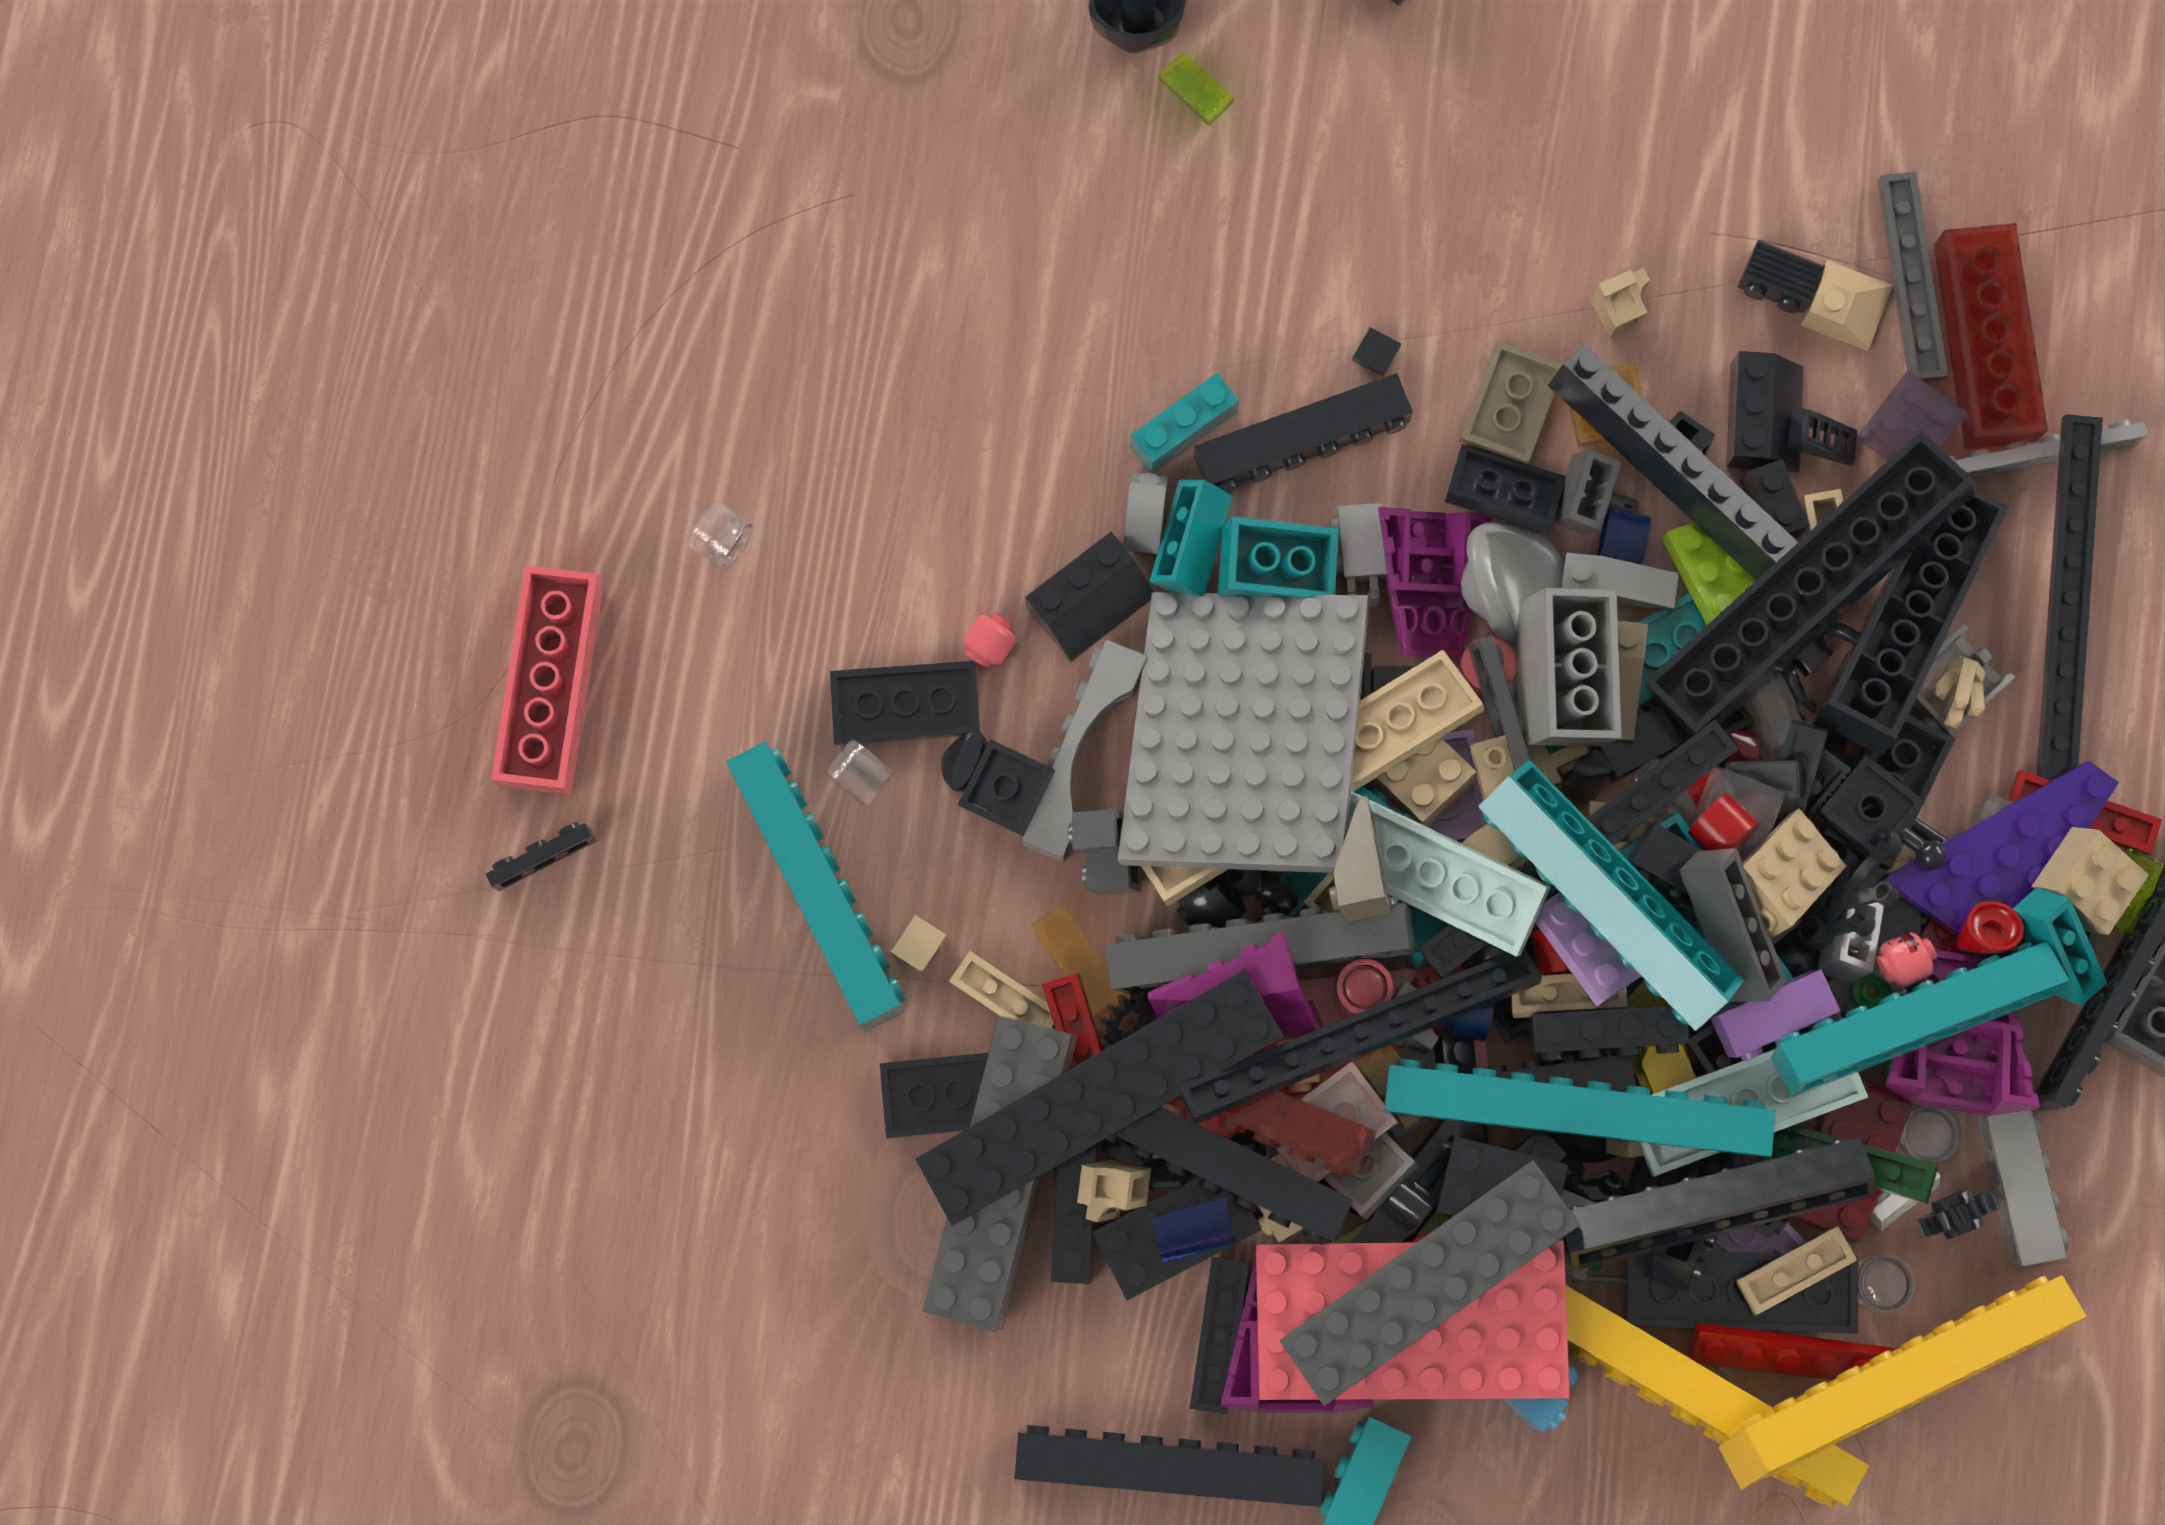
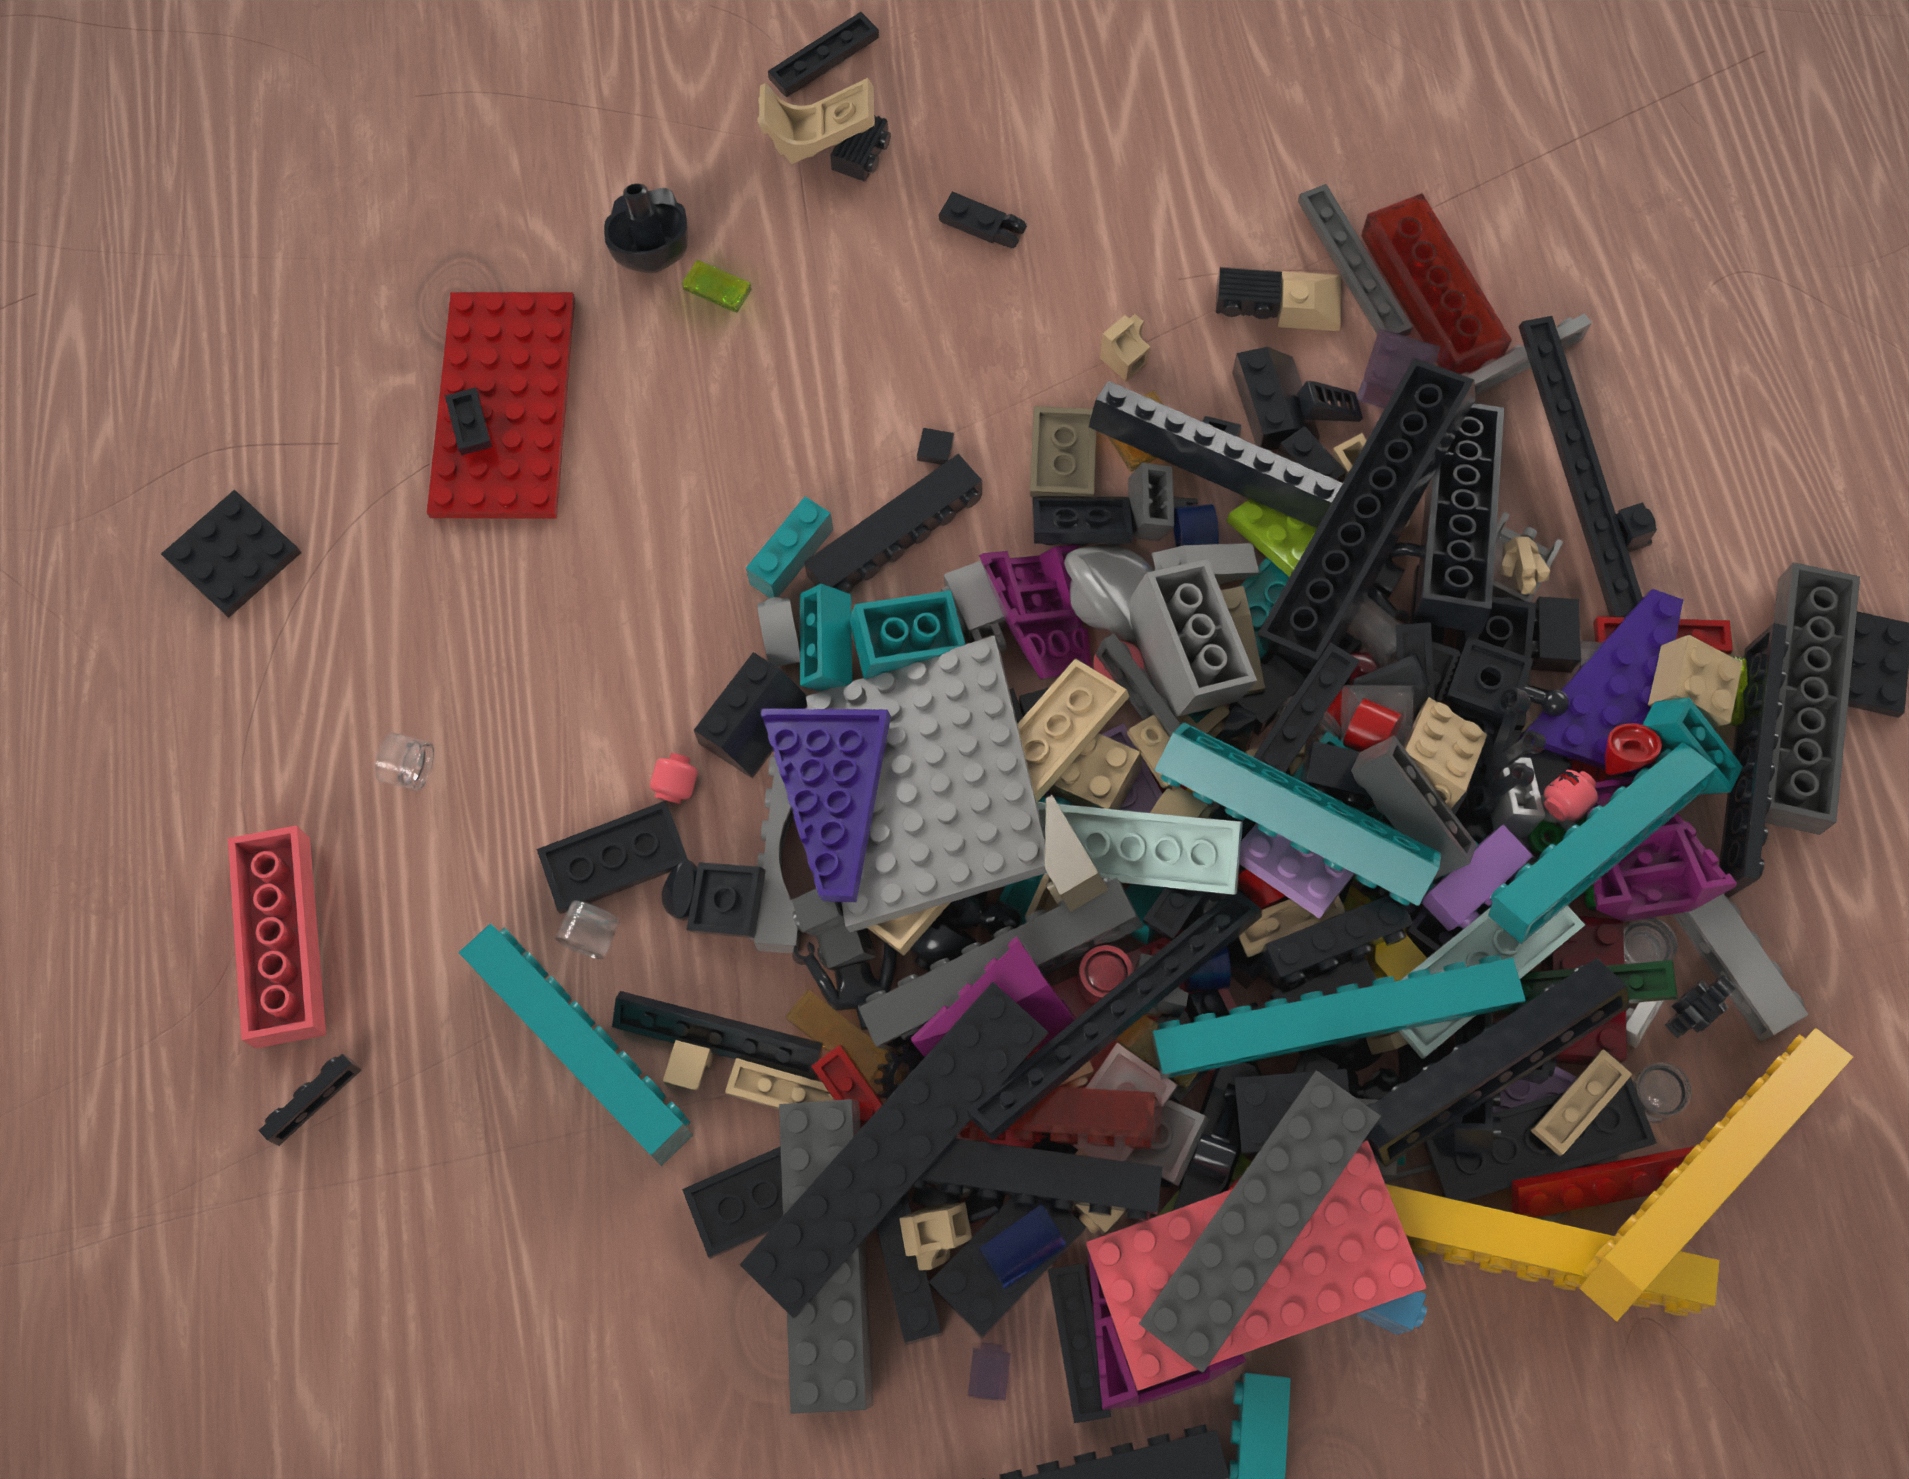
camera: 20 degrees left, 10 degrees down
(597, 242) = (231, 553): none -> black plate
(884, 172) = (468, 421): none -> black plate
(925, 157) = (519, 361): none -> red plate
(957, 920) = (716, 1033): none -> black plate
(1110, 913) = (853, 982): none -> black piece
(1123, 1335) = (989, 1372): none -> clear purple brick
(1151, 696) = (831, 782): none -> dark purple wing
(1512, 95) = (981, 220): none -> black hinge
(1967, 775) = (1556, 635): none -> black brick
(2103, 684) = (1639, 525): none -> black brick

